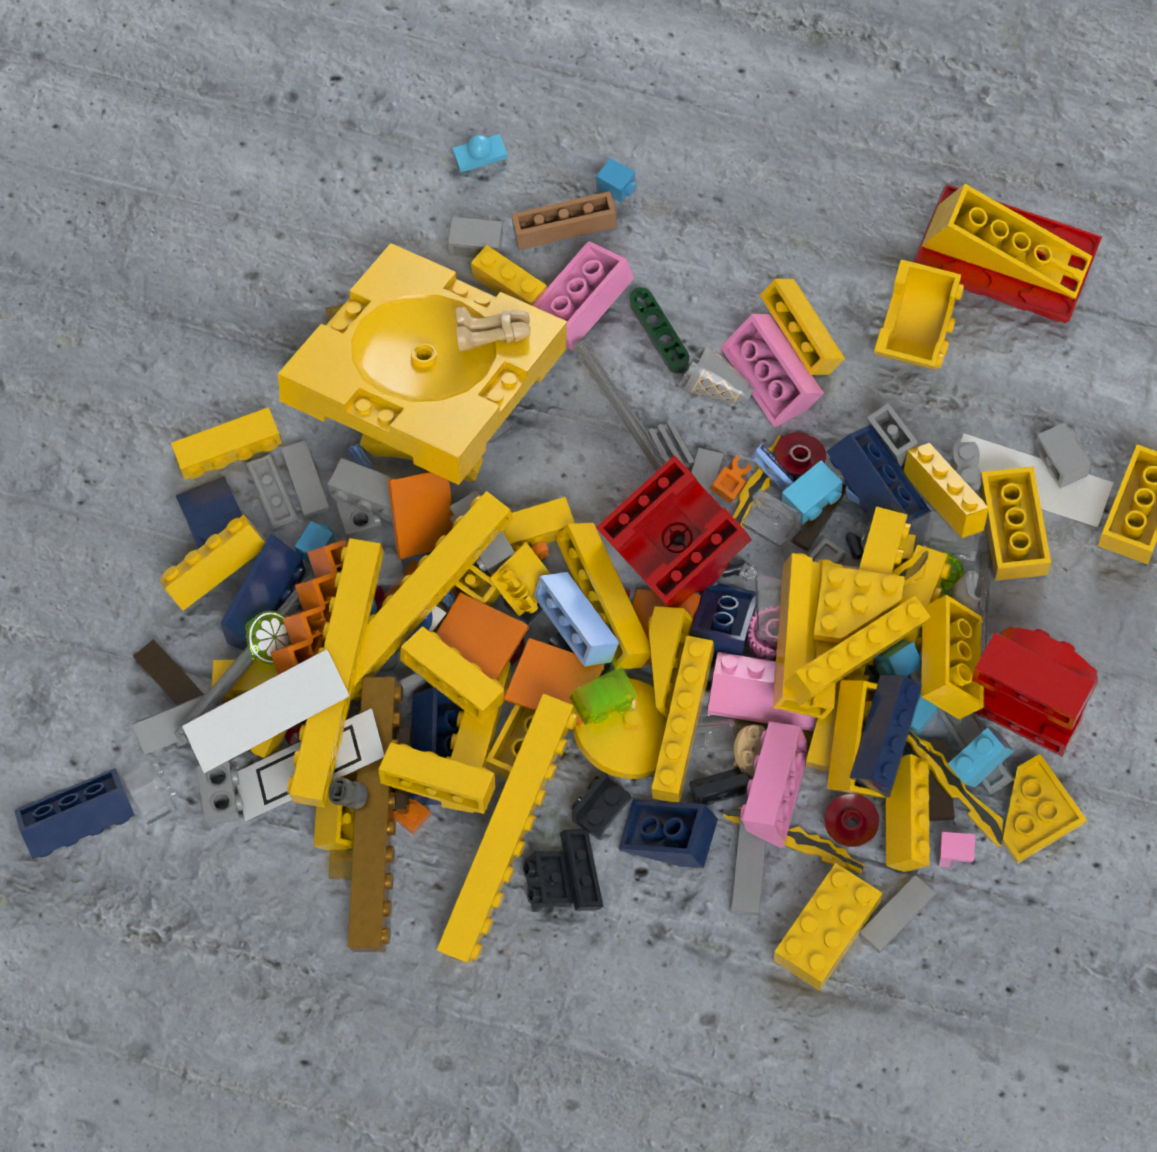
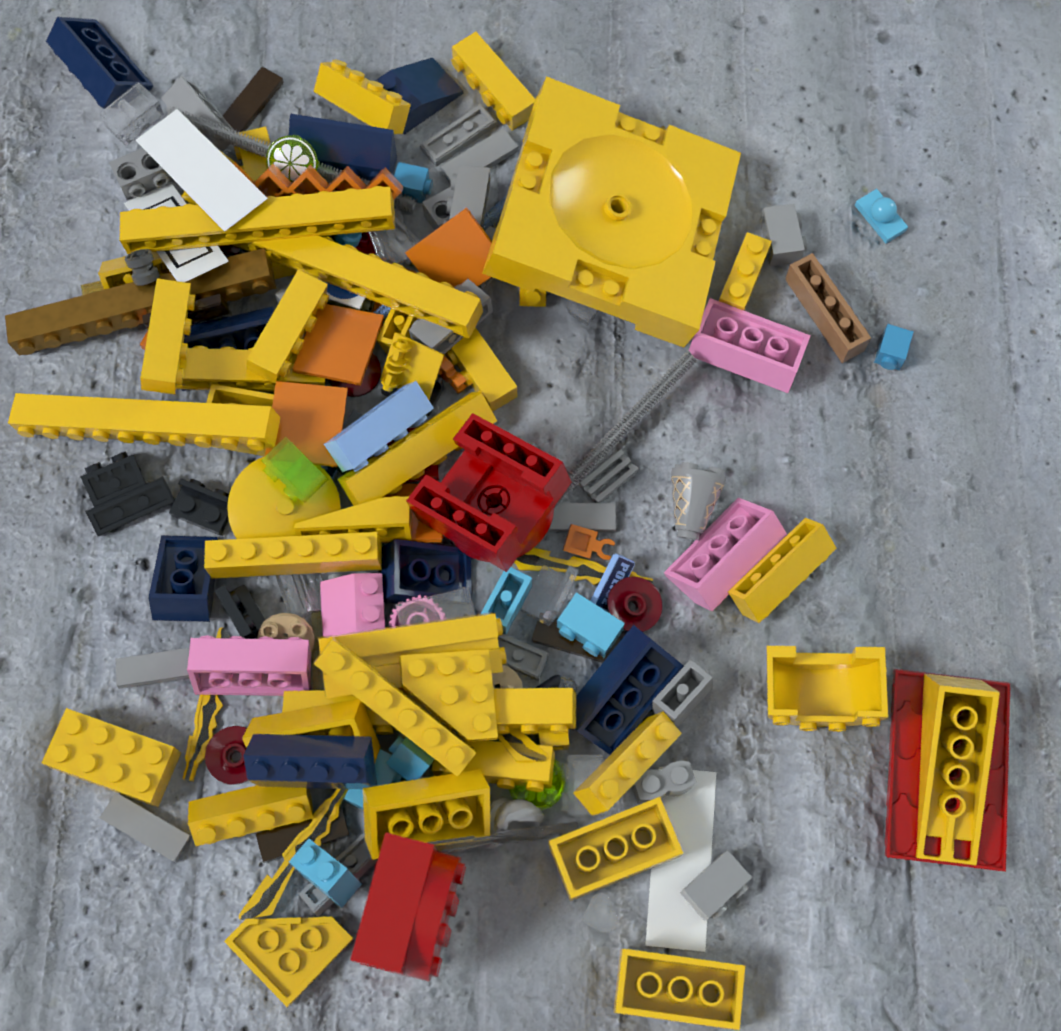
camera: 70 degrees right, 5 degrees up
(474, 333) = (672, 268): tan piece -> none
(656, 331) = (737, 432): dark green beam -> none
(741, 569) = (490, 579): arm -> none
(765, 553) = (508, 597): none -> medium azure brick
(956, 848) = (223, 871): bright pink panel -> none

